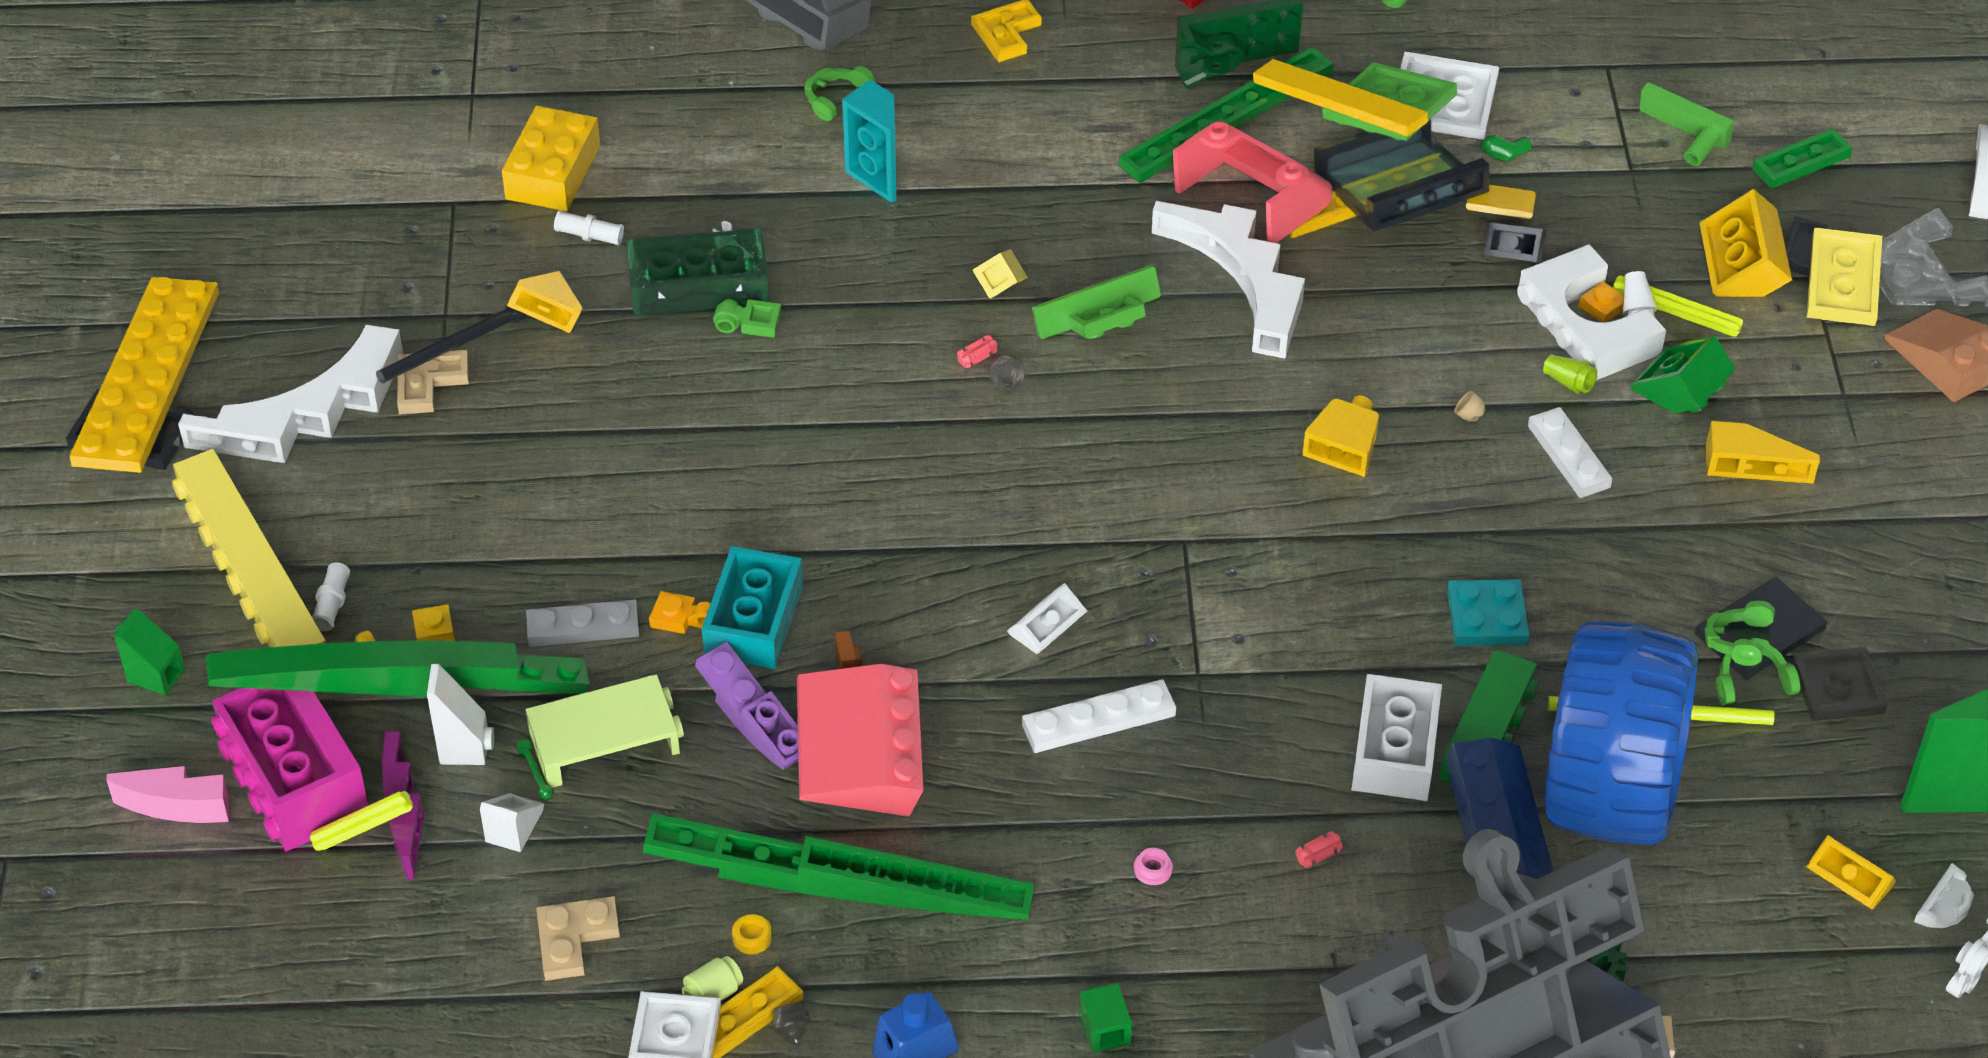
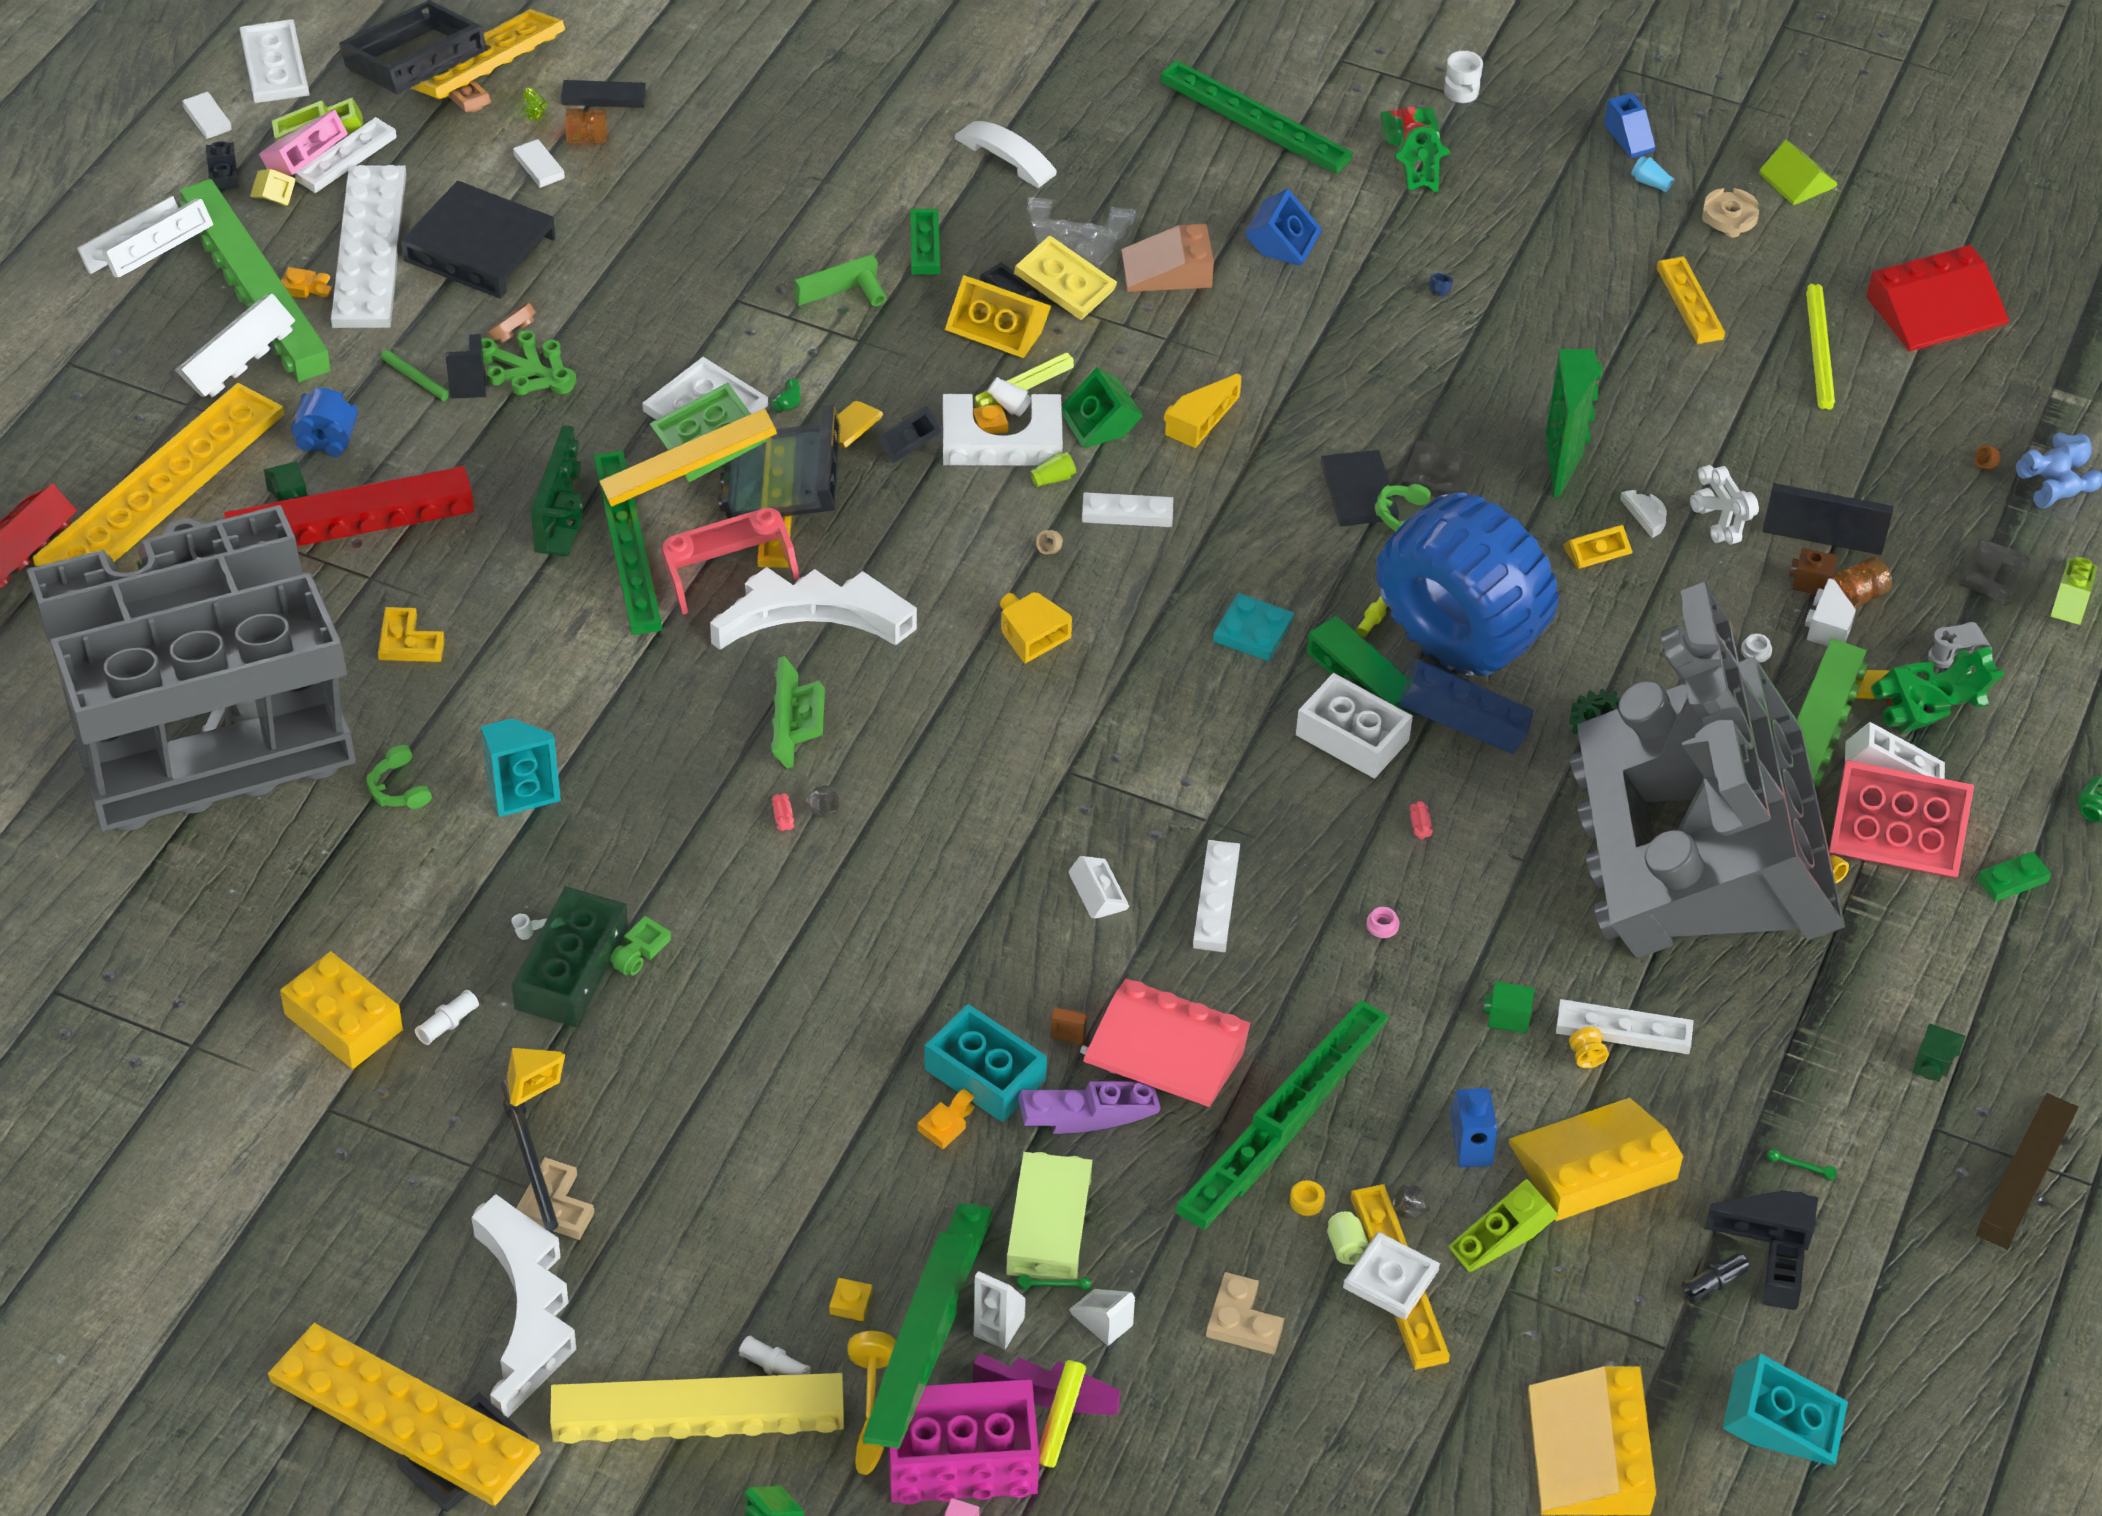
camera: 65 degrees left, 0 degrees up
(582, 623) = (913, 1192): light grey plate -> none
(1000, 273) = (708, 759): light yellow panel -> none
(1743, 650) = (1356, 481): bright green piece -> none

